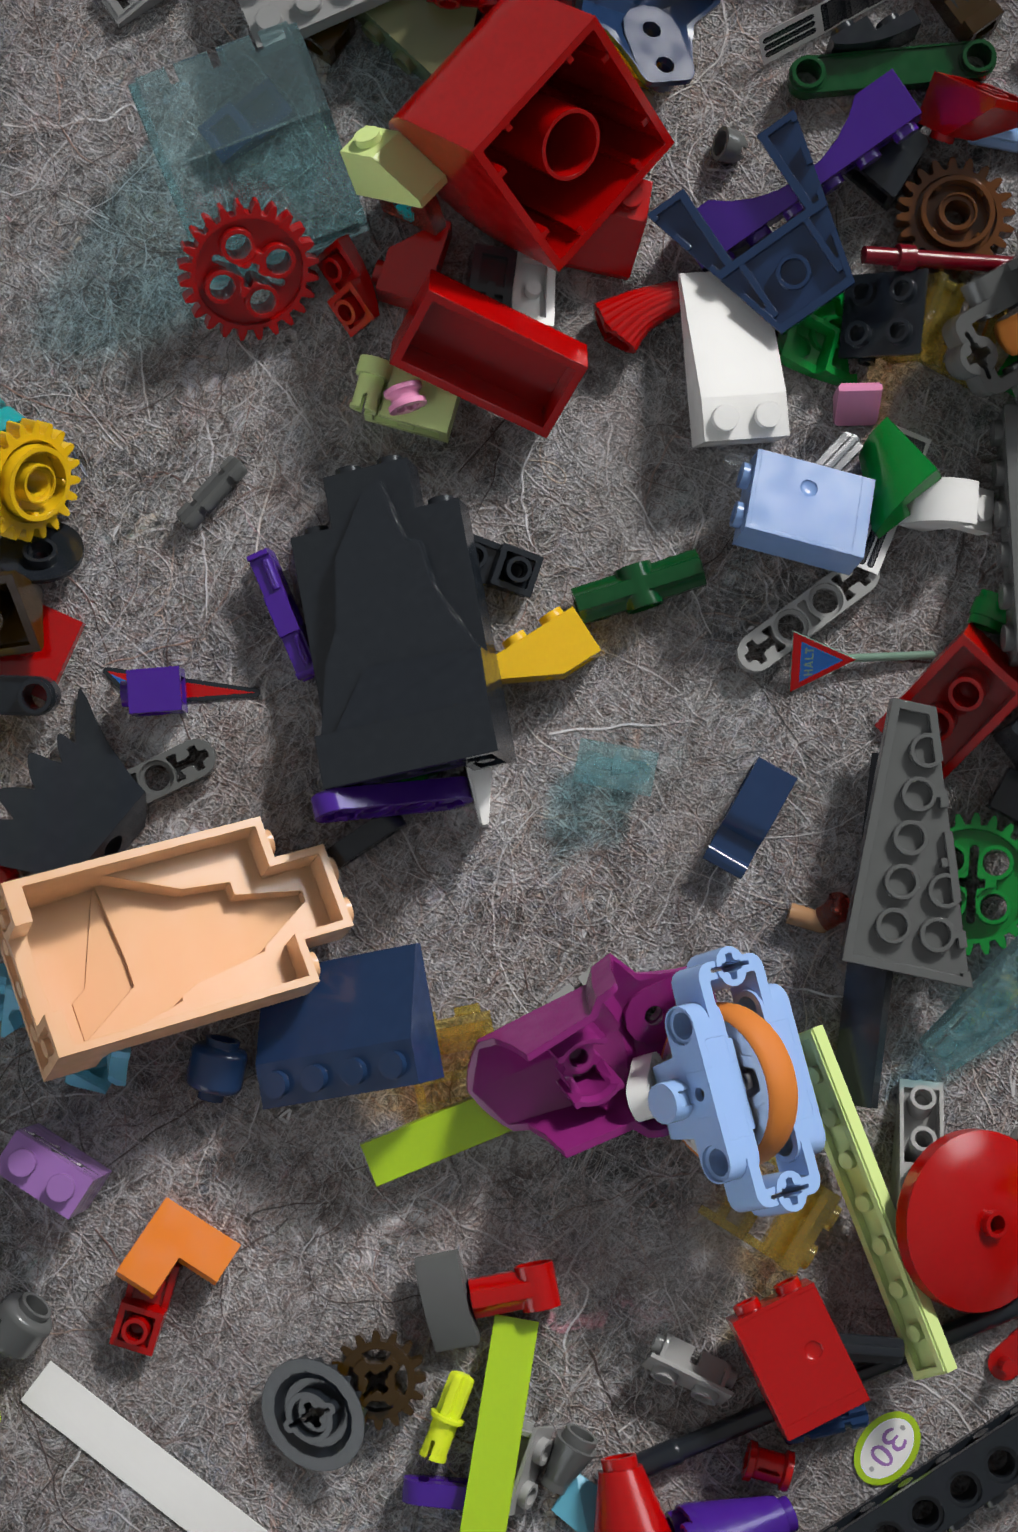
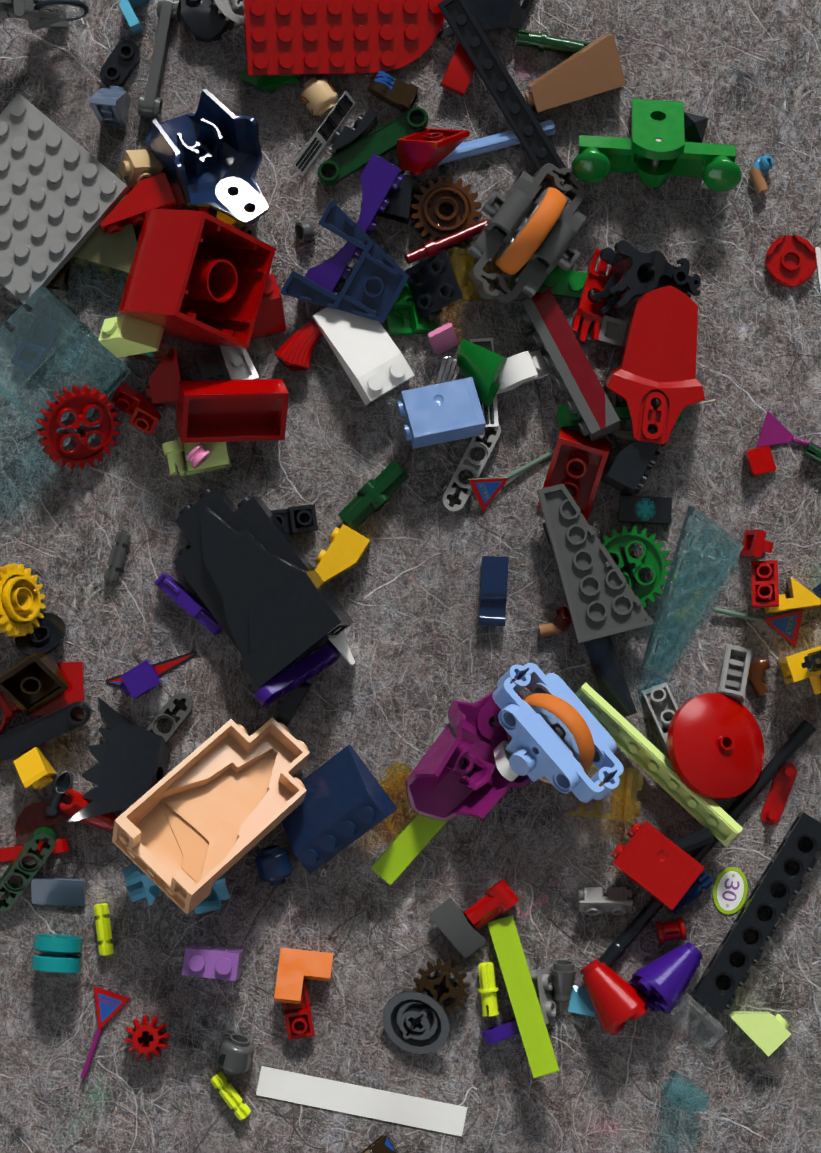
camera: 20 degrees left, 0 degrees up
(615, 767) = (408, 599): clear light blue hips -> none

